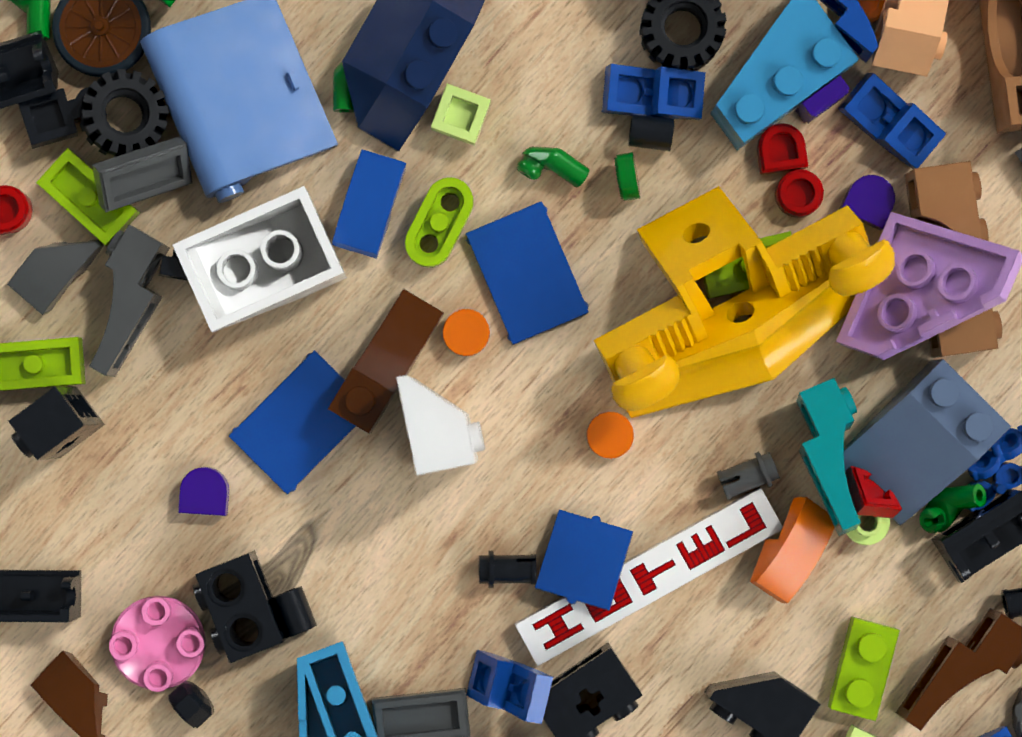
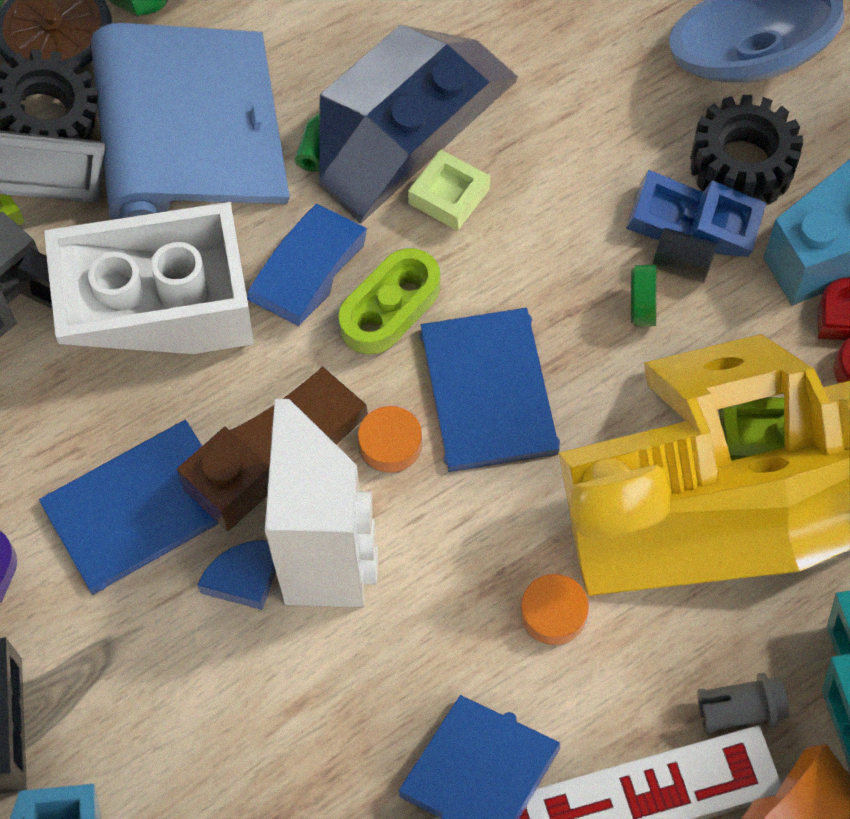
camera: 15 degrees right, 25 degrees down
(294, 611) = (44, 748): black hinge -> none
(389, 458) = (241, 575): none -> blue tile
(507, 569) = (364, 757): black pin -> none
(555, 160) = (549, 259): green arm -> none

